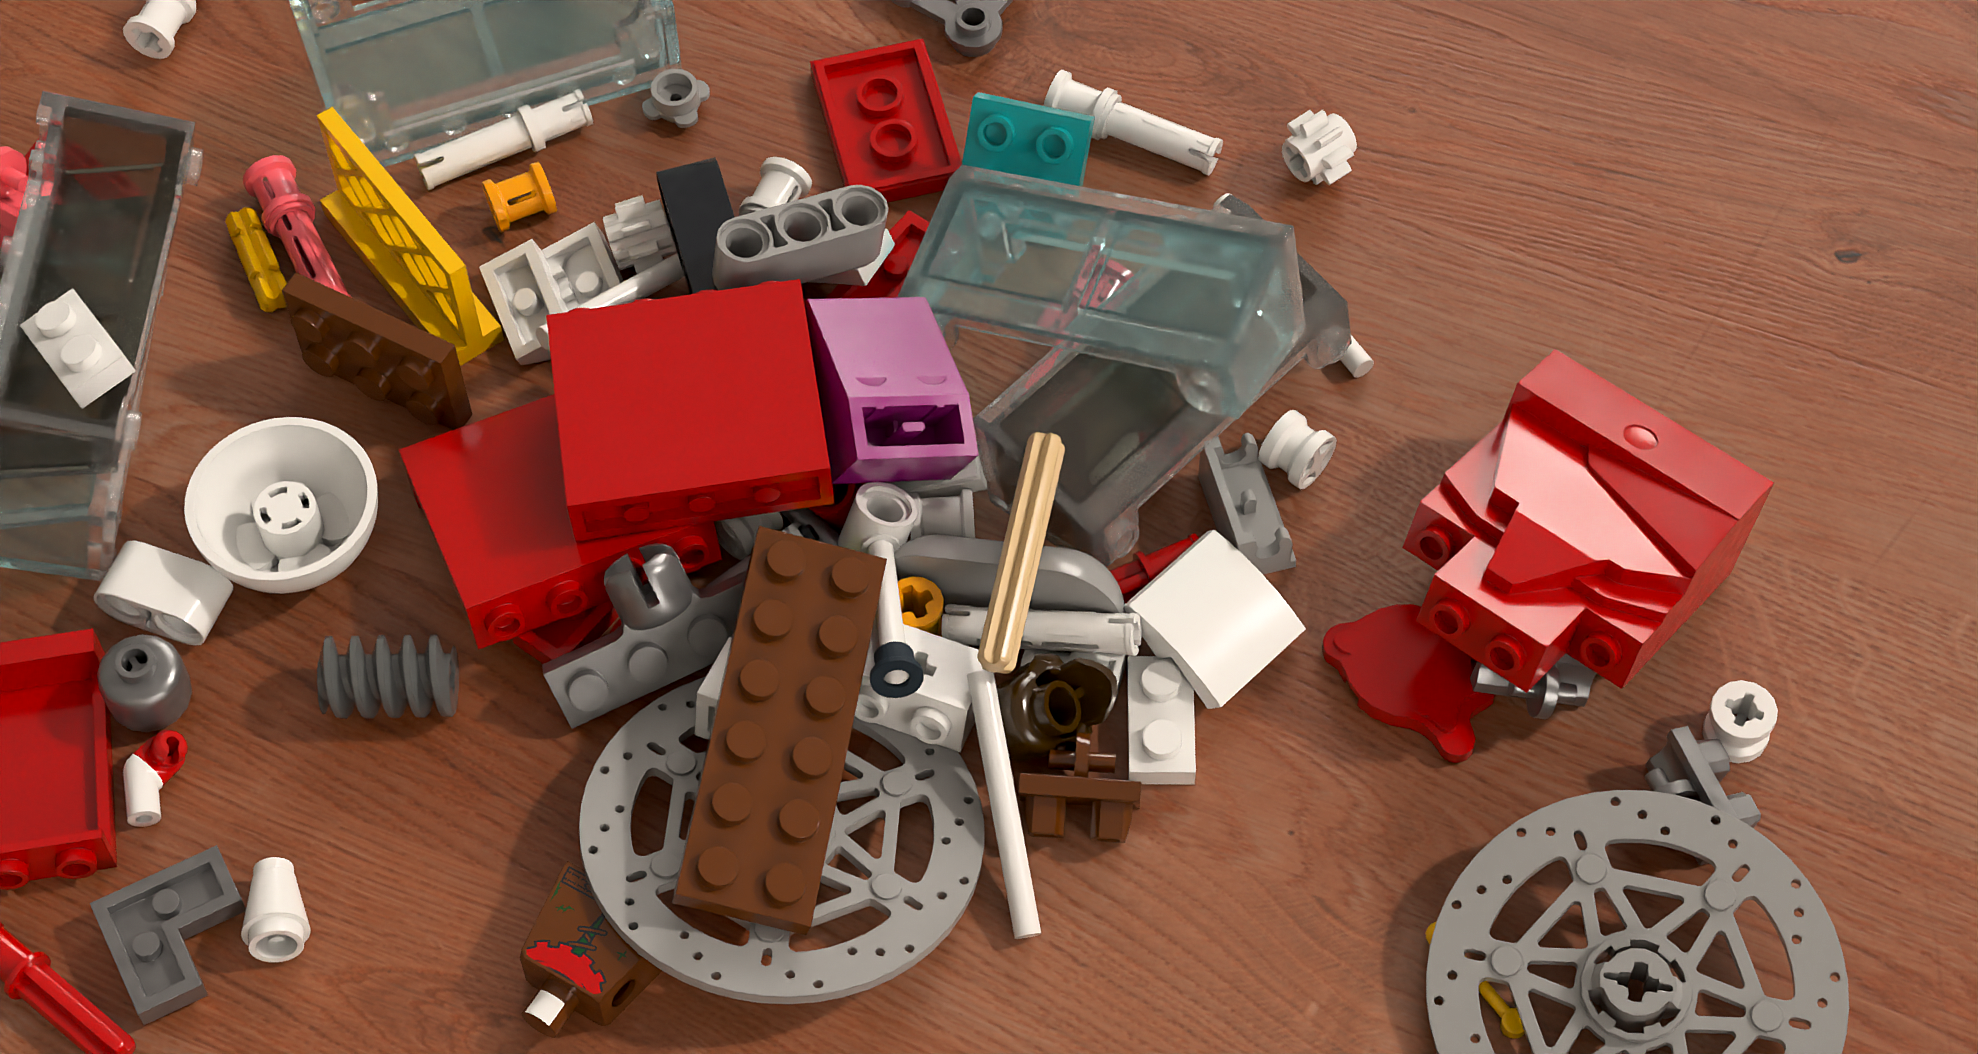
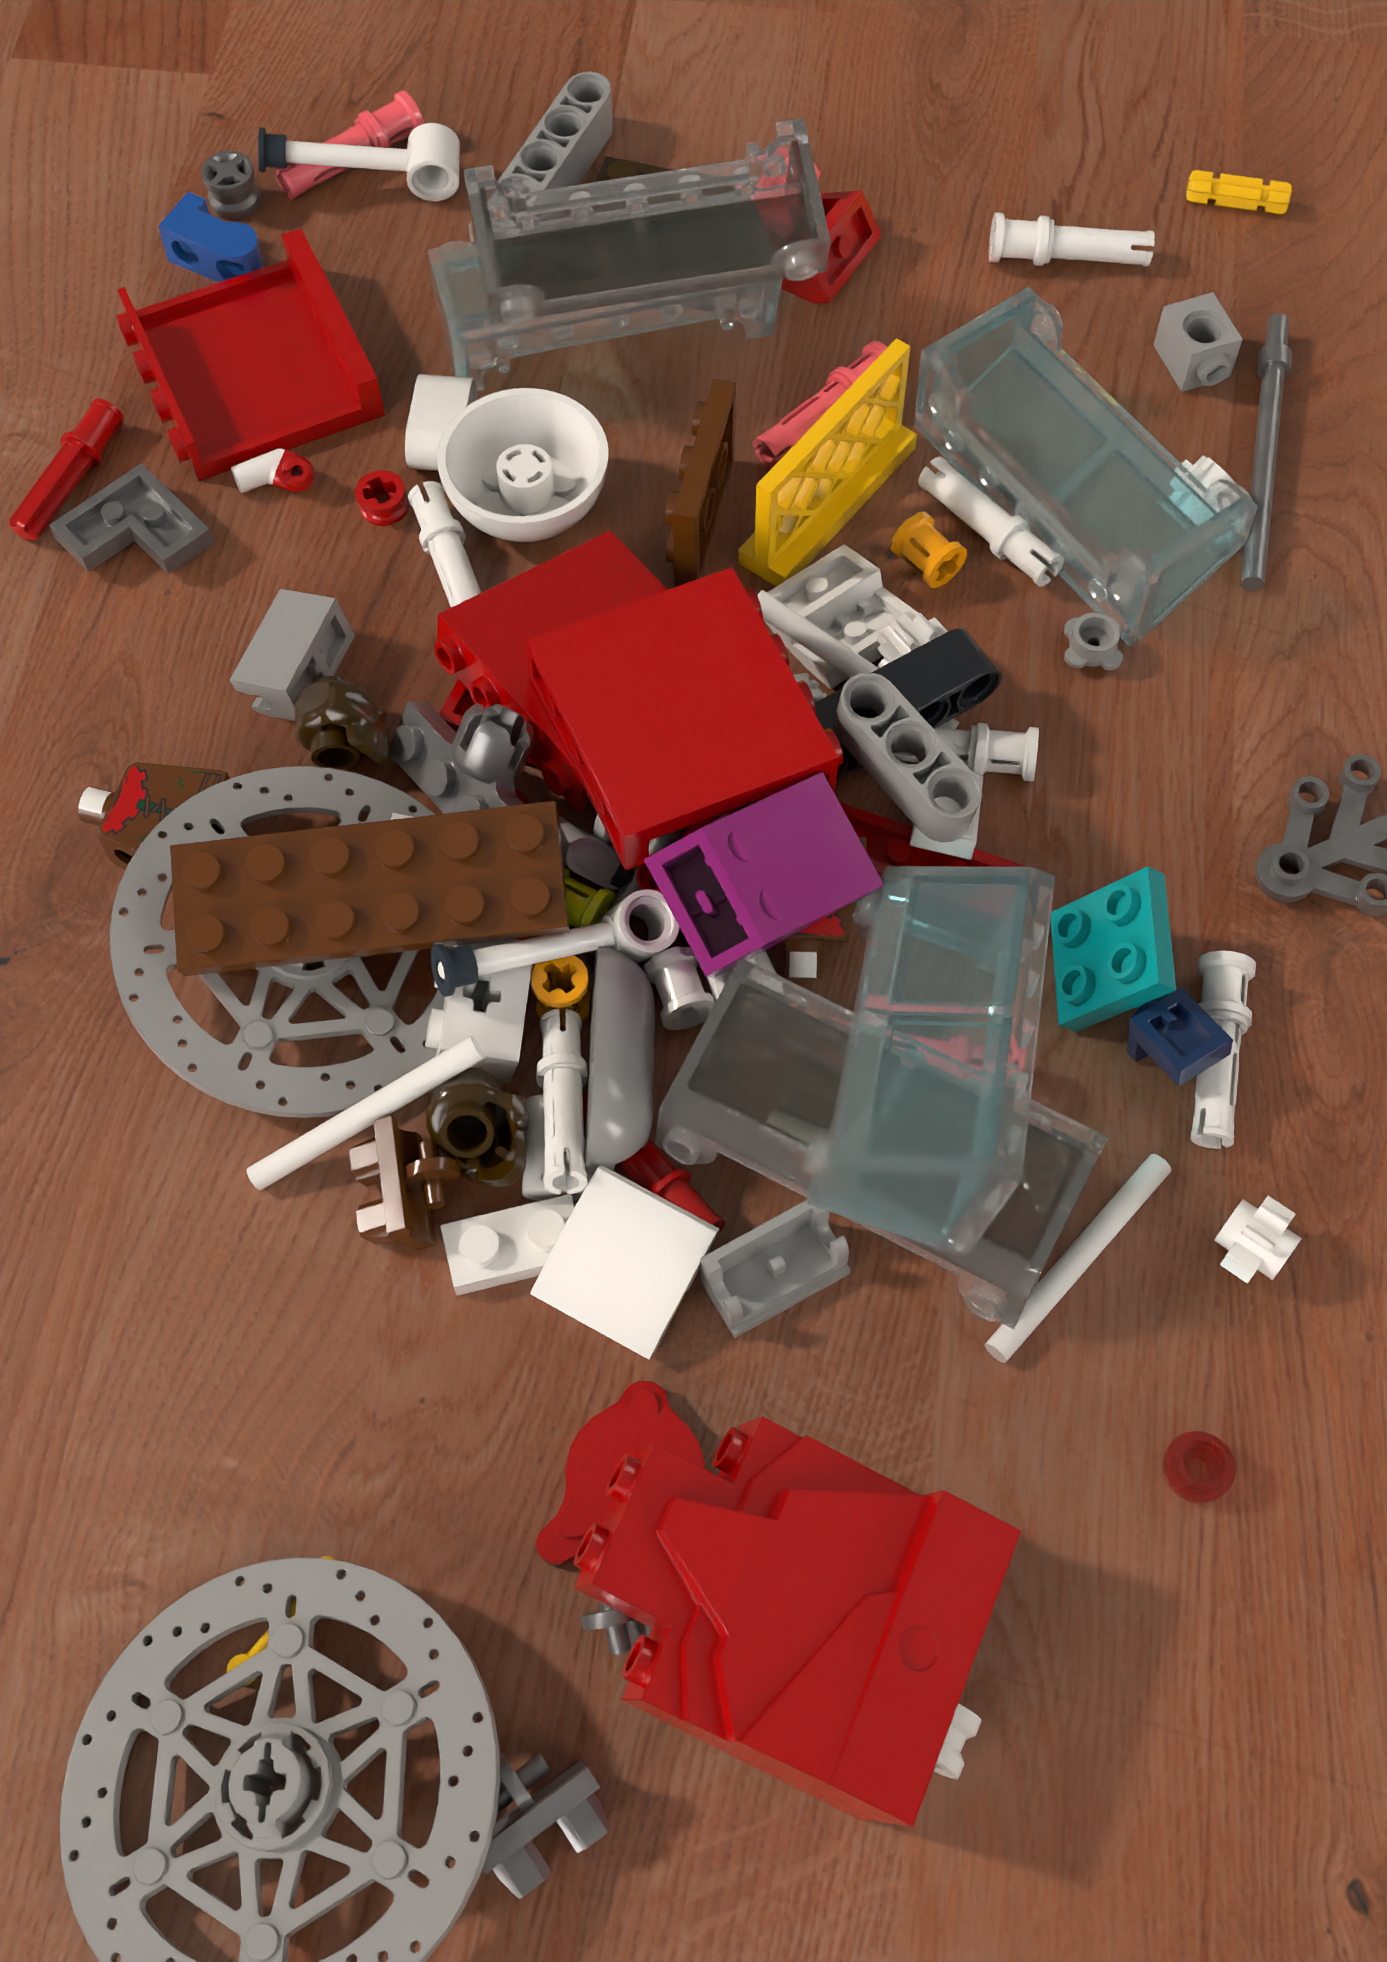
camera: 75 degrees right, 5 degrees up
(77, 348) = (591, 251): white plate -> none
(144, 683) = (345, 433): flat silver head -> none
(218, 666) = (394, 489): none -> red bush
(257, 258) = (795, 387): yellow axle -> none
(275, 913) = (163, 589): white cone -> none
(345, 619) = (444, 540): none -> white pin
(387, 678) = (393, 598): dark grey piece -> none
(420, 790) = (293, 648): none -> light grey hinge
(534, 751) = (341, 717): none -> dark brown head
(887, 120) = (1148, 814): red tile -> none
(1021, 553) = (601, 1040): tan axle -> none
(1123, 142) = (1177, 1036): none -> dark blue bracket
(1297, 449) = (859, 1301): white wheel -> none
(1499, 238) = (1209, 1450): none -> clear red plate
(1739, 737) = (655, 1870): white wheel -> none

